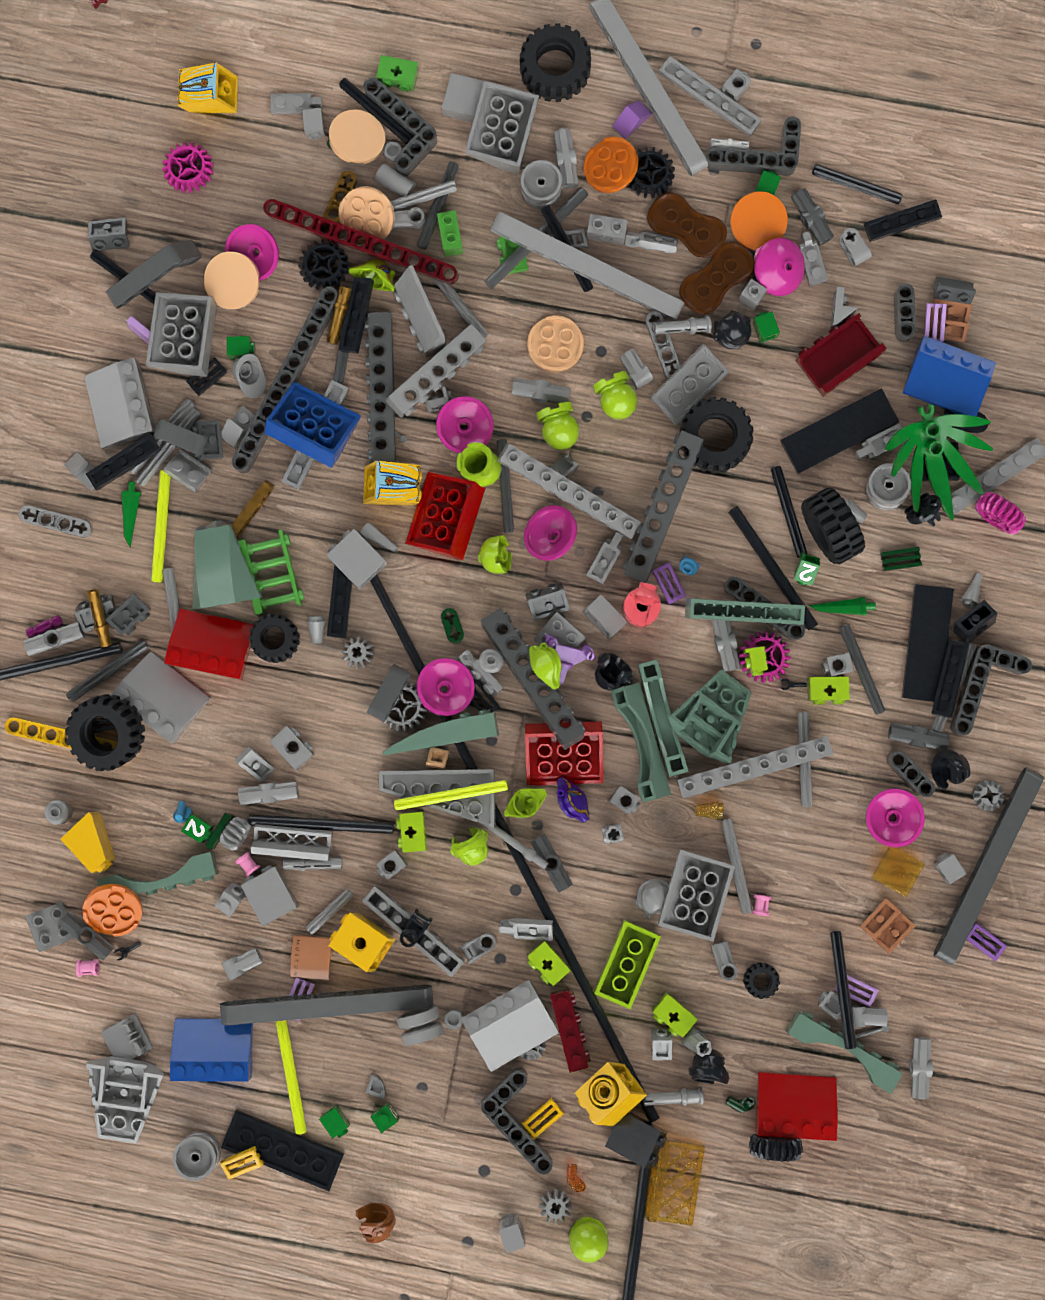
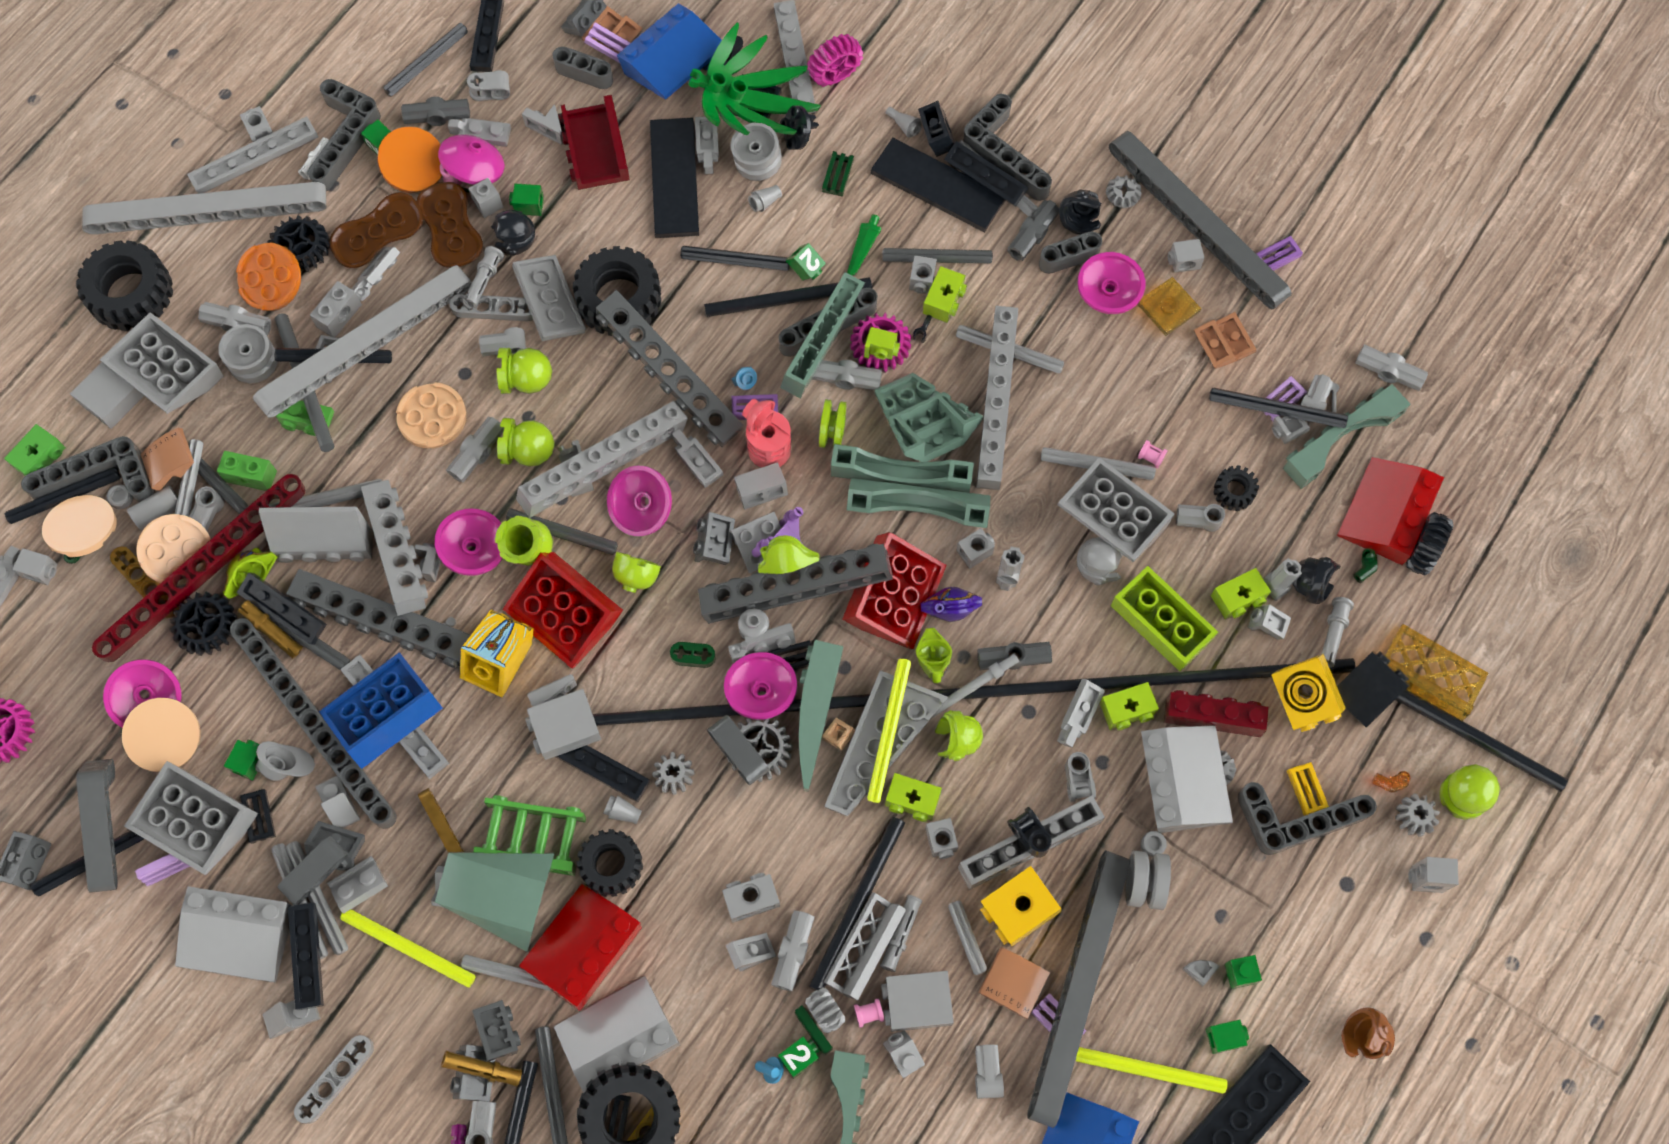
camera: 75 degrees left, 15 degrees down
(130, 504) = (364, 976): green bar -> none
(432, 171) = (167, 458): none -> nougat slope
(612, 672) = (827, 500): black helmet -> none
(631, 118) = (231, 240): medium lavender slope -> none
(675, 650) = (832, 423): none -> lime wheel
(711, 810) = (1025, 464): clear yellow cone -> none
(833, 526) = (773, 210): black tyre -> none

